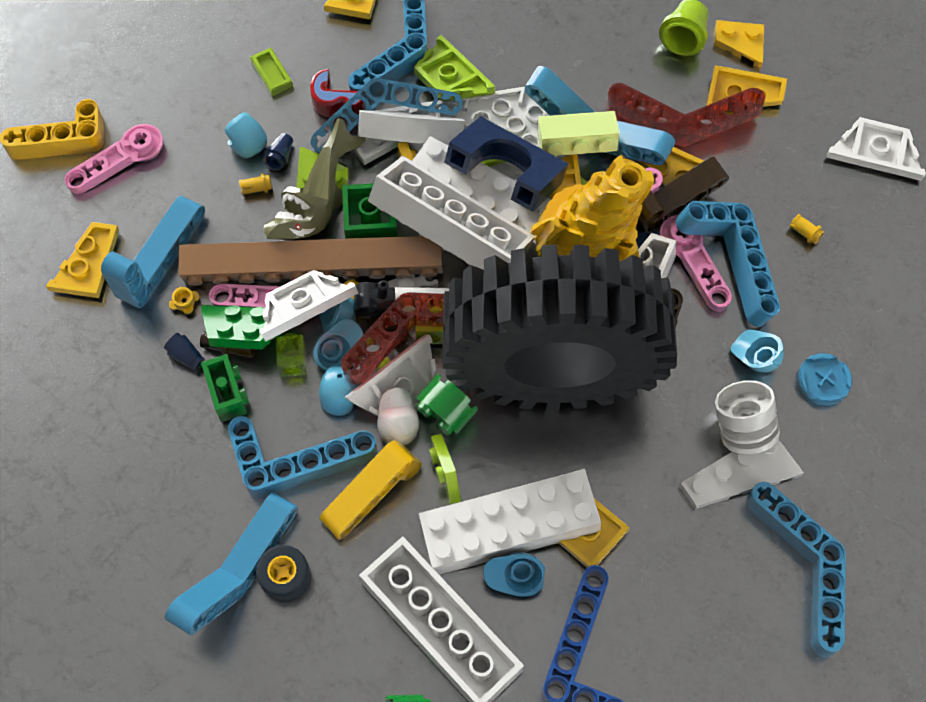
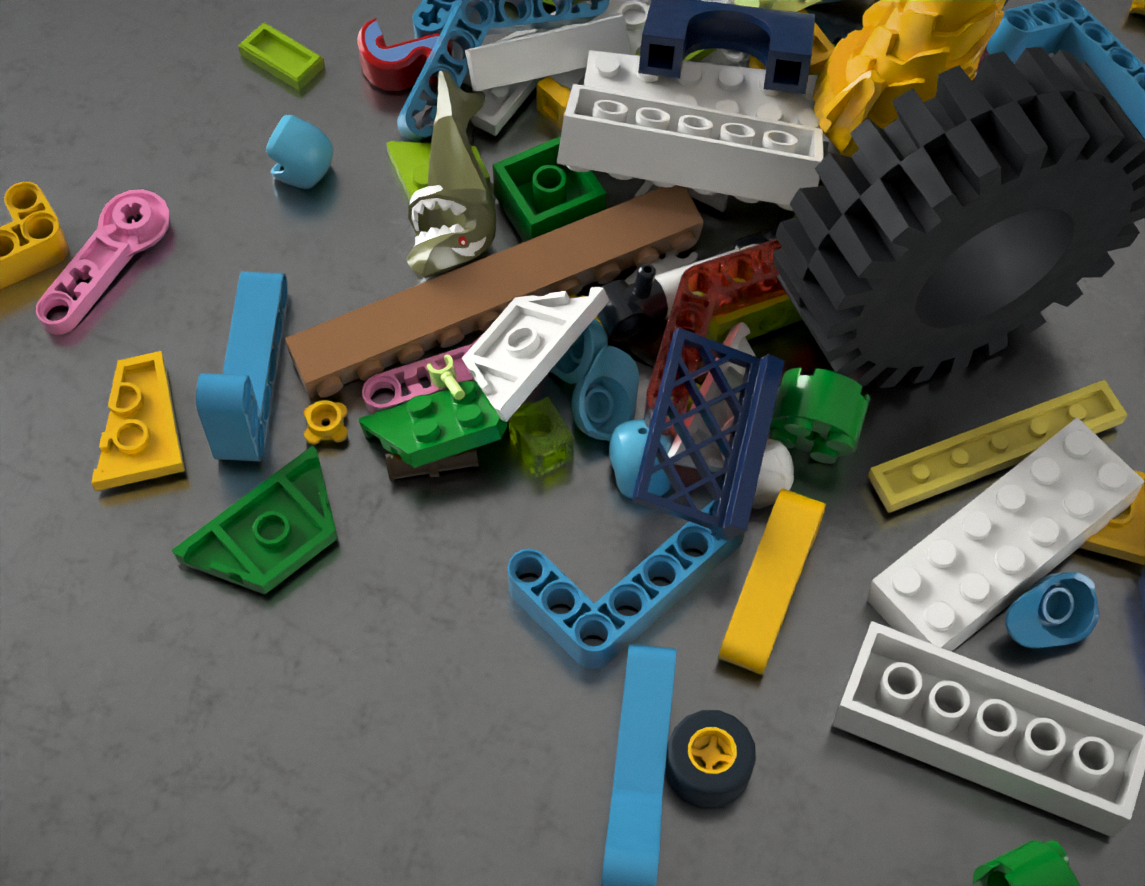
camera: 25 degrees left, 5 degrees down
(124, 348) = (266, 530): none -> green wing
(184, 351) = (369, 495): dark blue cone -> none
(223, 387) = (468, 520): green brick -> none
(254, 301) = (446, 378): none -> yellowish green hand
(256, 184) = (348, 217): yellow pin -> none
(278, 152) = (357, 161): dark blue cone -> none
(384, 408) = (746, 443): none -> dark blue fence
(445, 471) = (869, 505): lime wing -> none
(543, 464) = (991, 446): none -> light yellow plate

